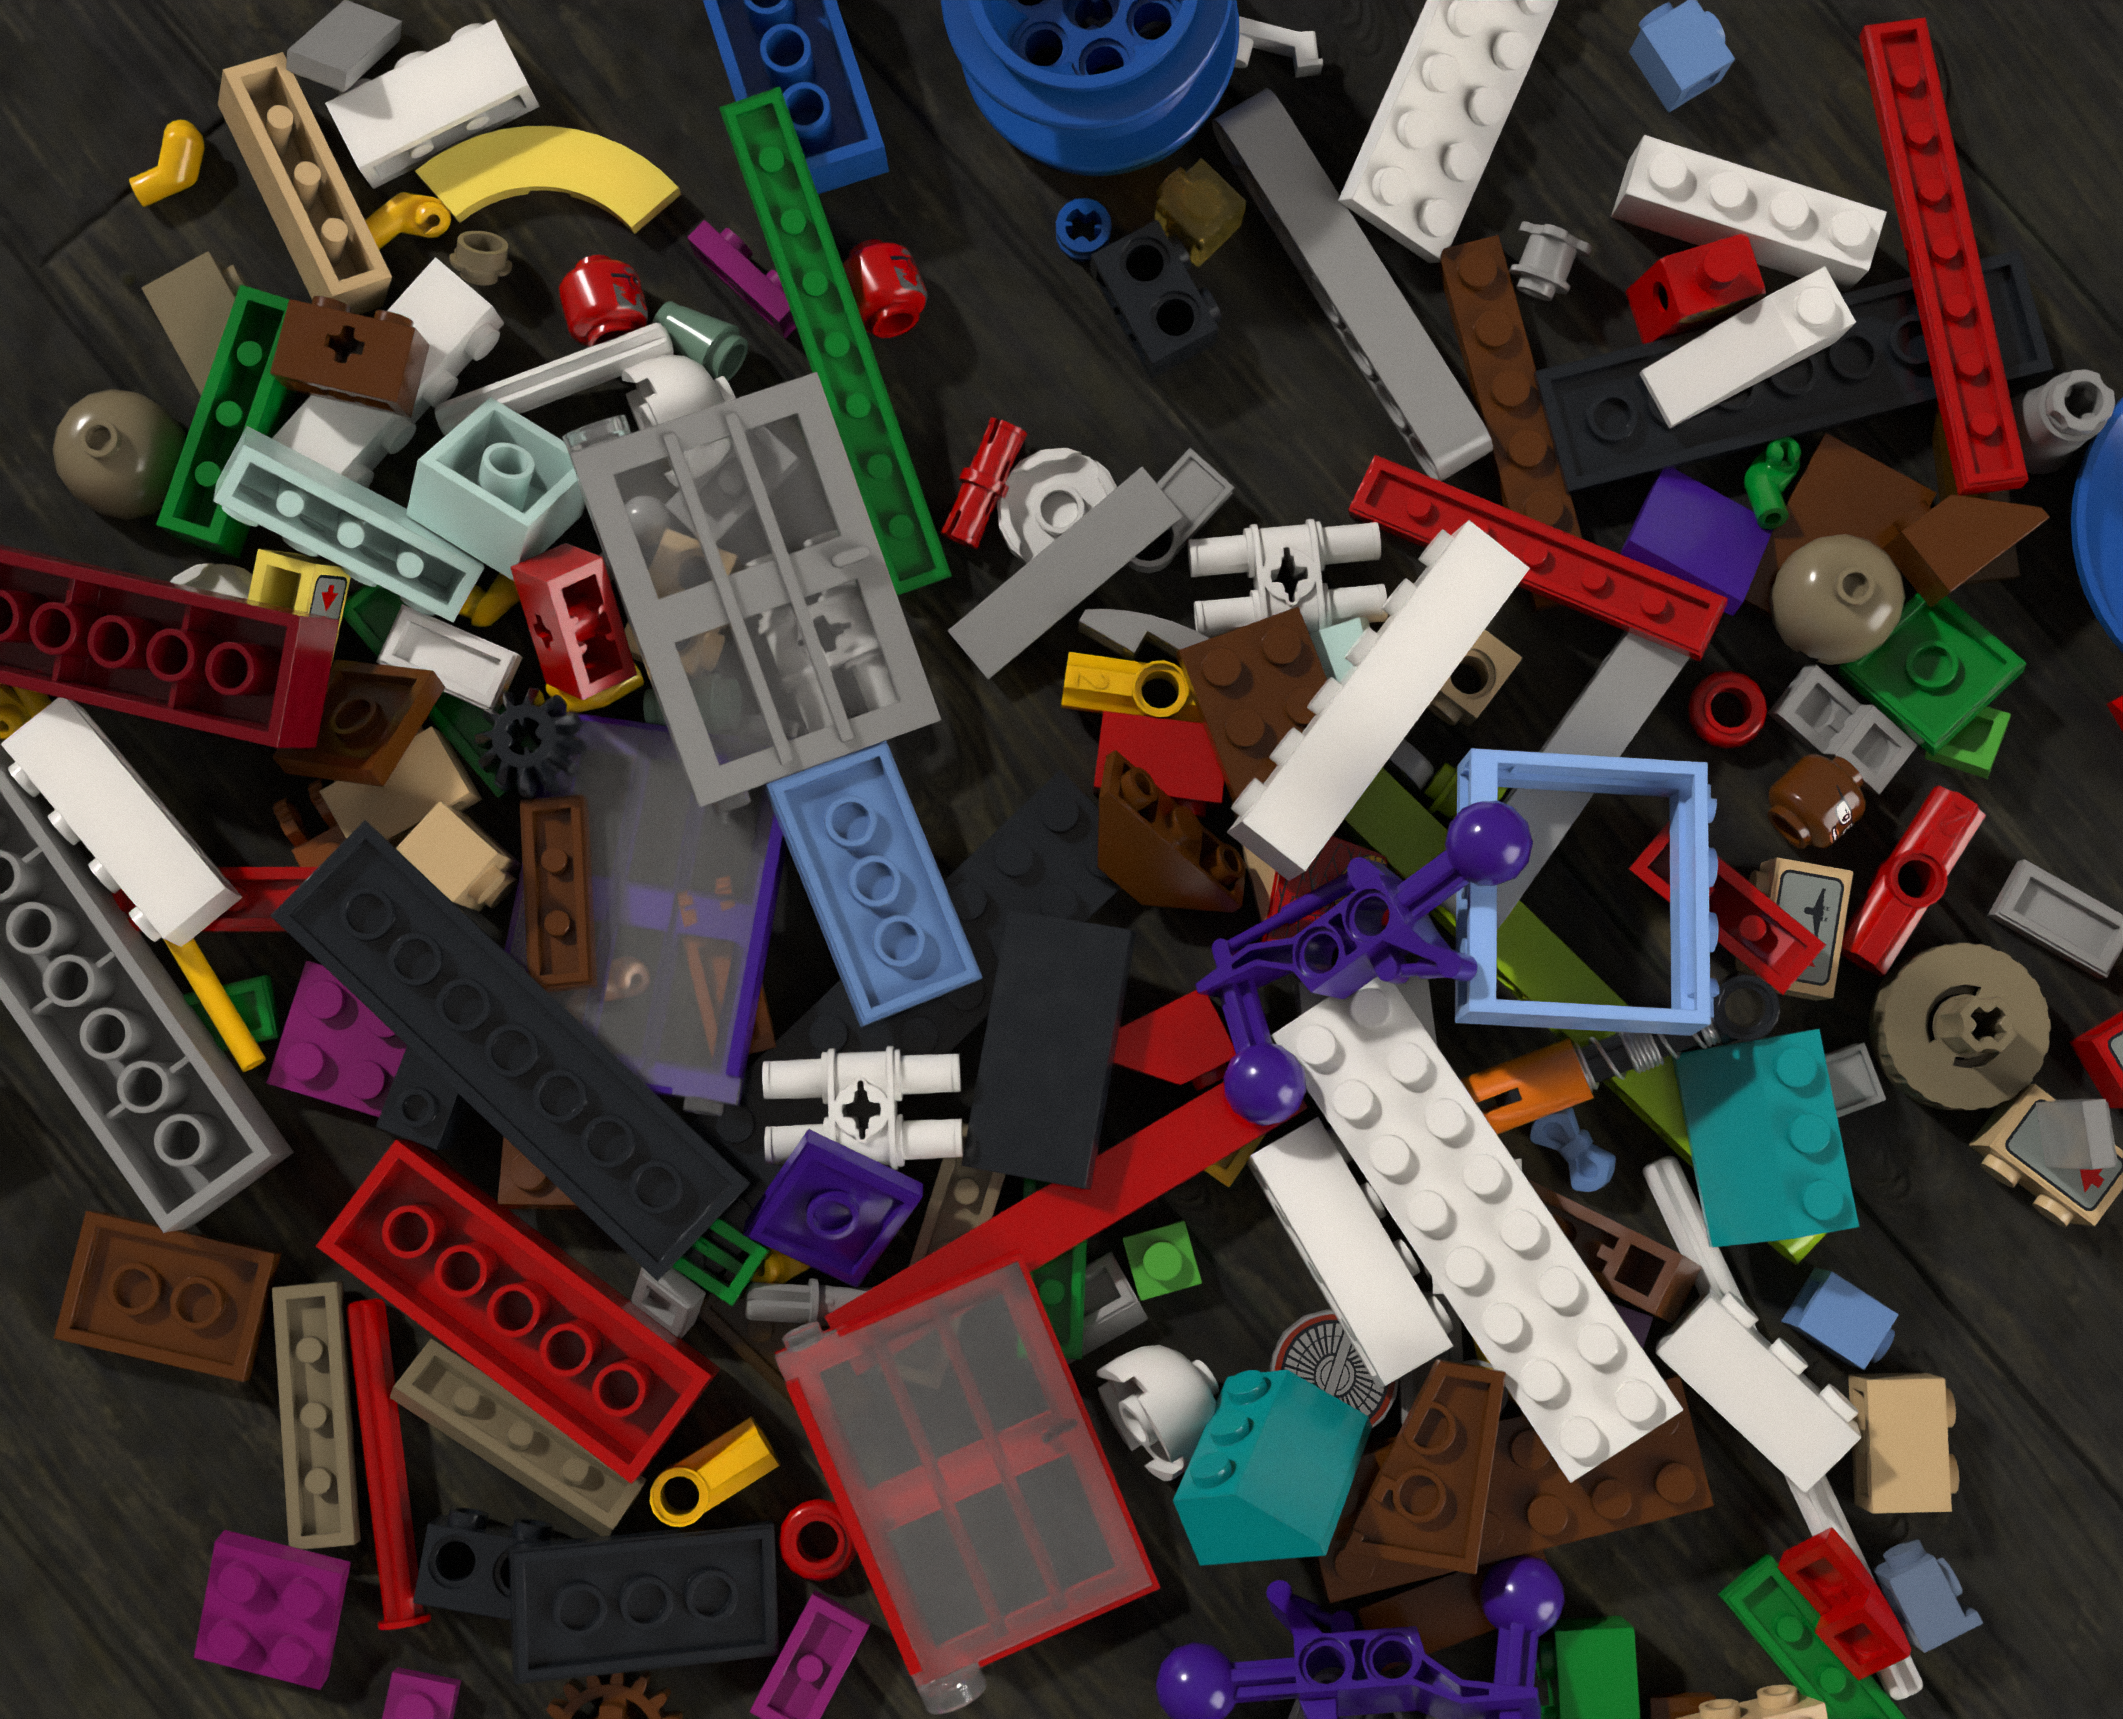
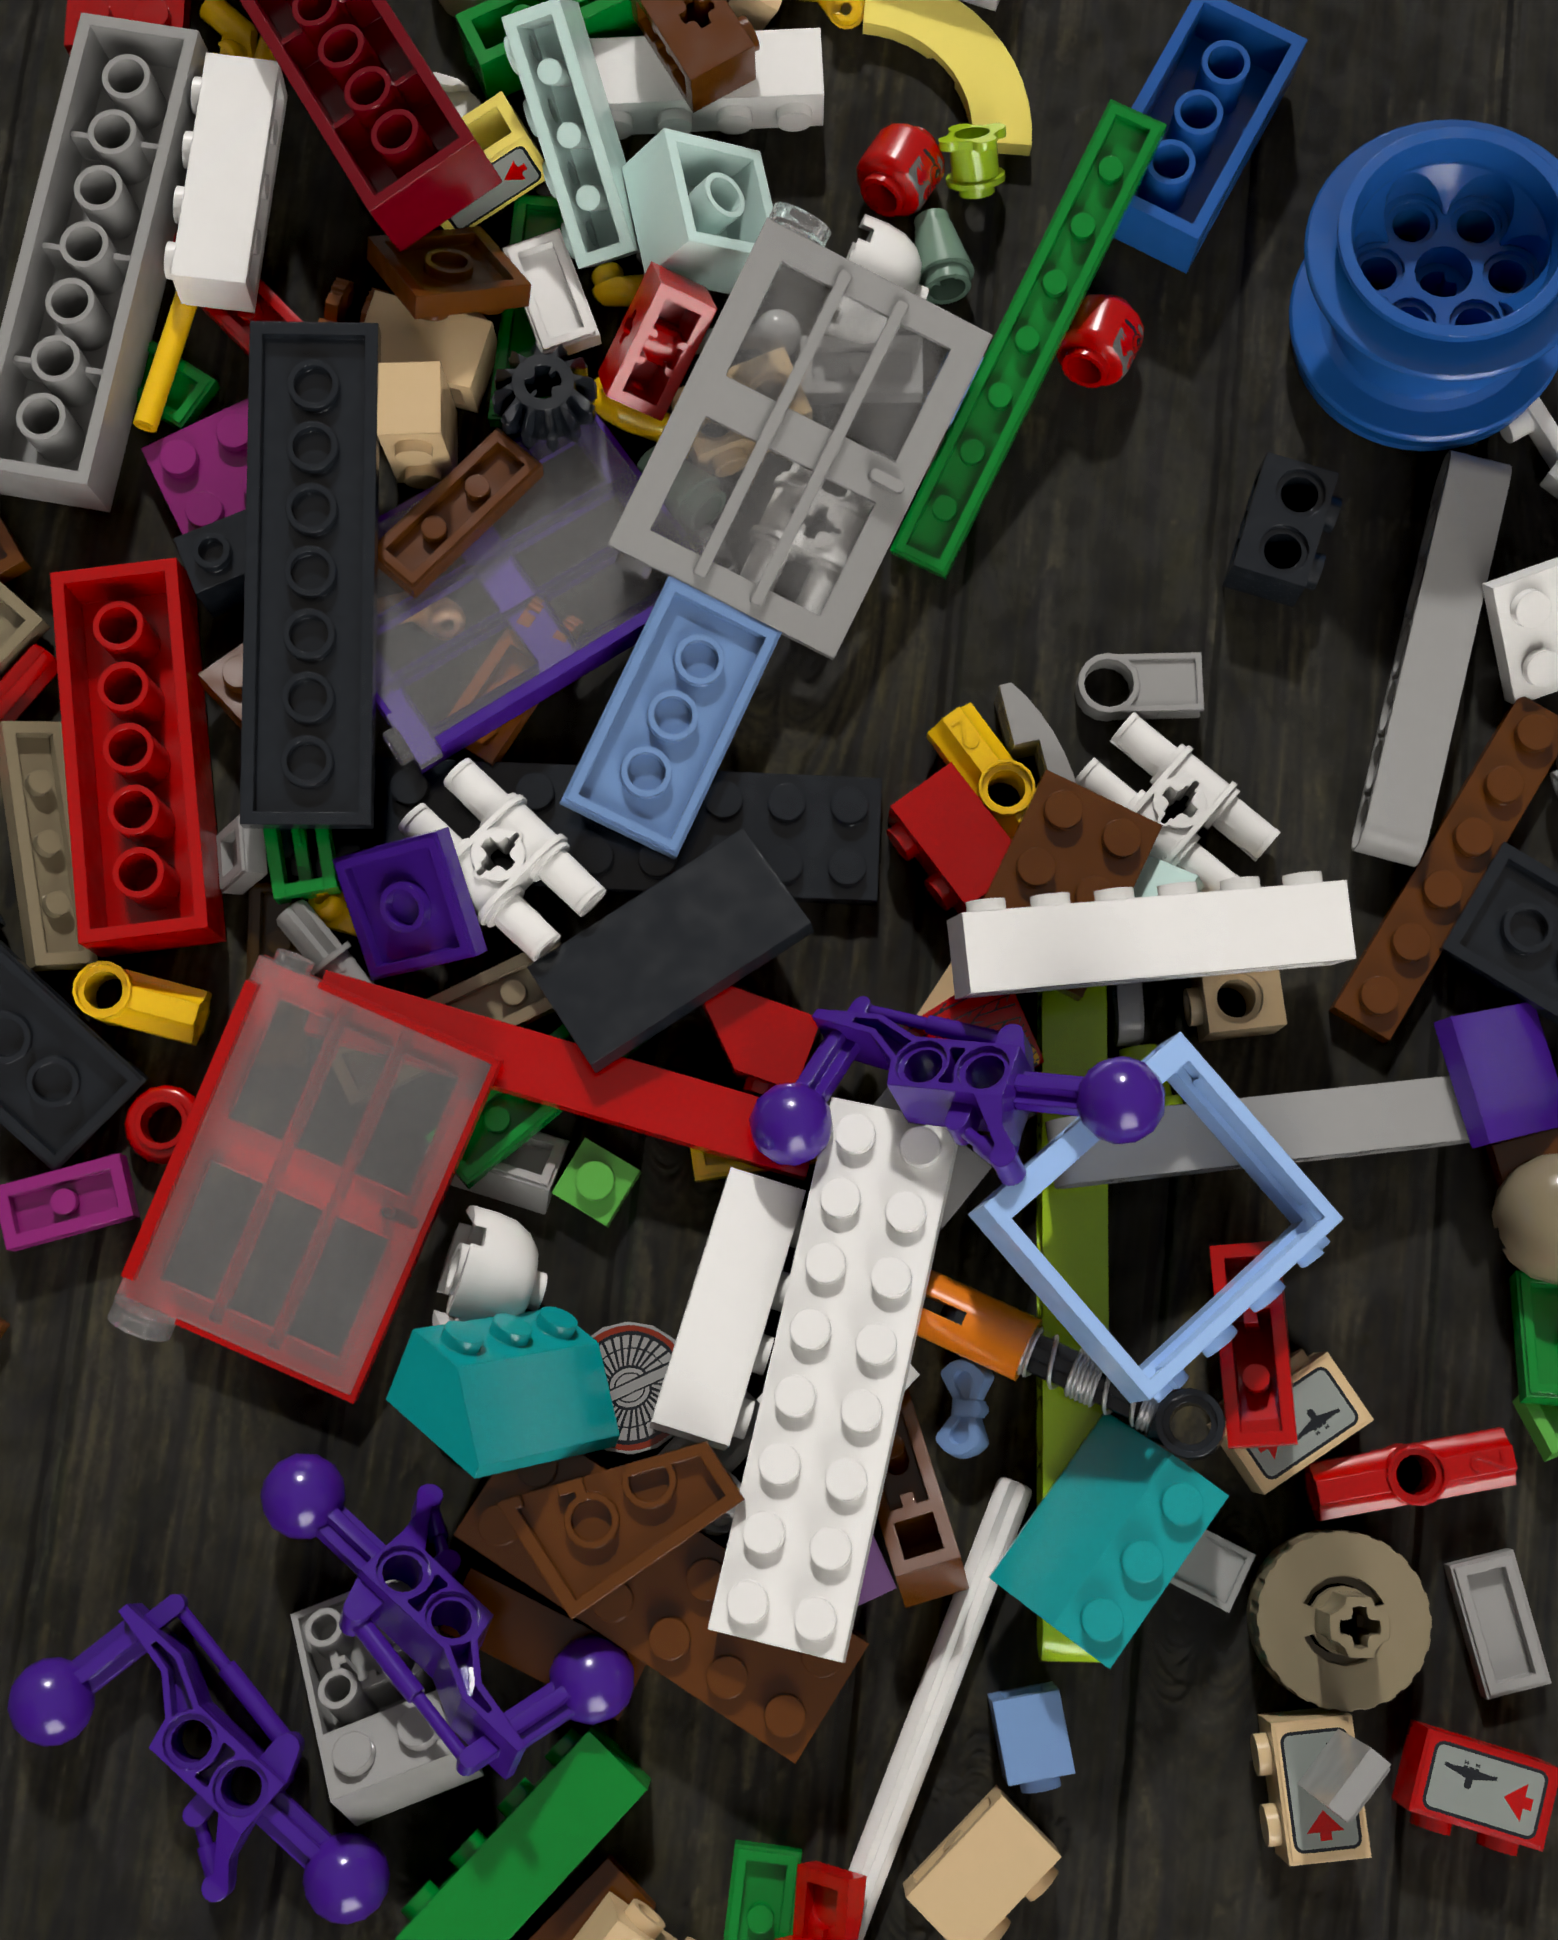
camera: 50 degrees right, 5 degrees down
(481, 257) = (851, 64): dark tan plate -> none
(561, 376) = (828, 190): white axle -> none
(648, 241) = (973, 159): none -> lime brick
(728, 260) = (1014, 223): magenta plate -> none
(983, 483) = (1032, 537): red pin -> none
(1048, 497) = (1065, 608): white tile -> none
(1065, 572) = (1025, 648): light grey tile -> none
(1086, 211) = (1295, 428): blue bush -> none
(1161, 847) = (893, 893): reddish brown slope -> none
(1199, 209) = (1375, 501): clear yellow brick -> none
(1559, 563) = (1379, 980): red tile -> none
(1749, 695) = (1427, 1214): red piece -> none
(1760, 1387) = (918, 1717): white brick -> none
(1816, 801) = (1399, 1346): reddish brown head -> none
(1838, 725) = (1470, 1318): light grey slope -> none

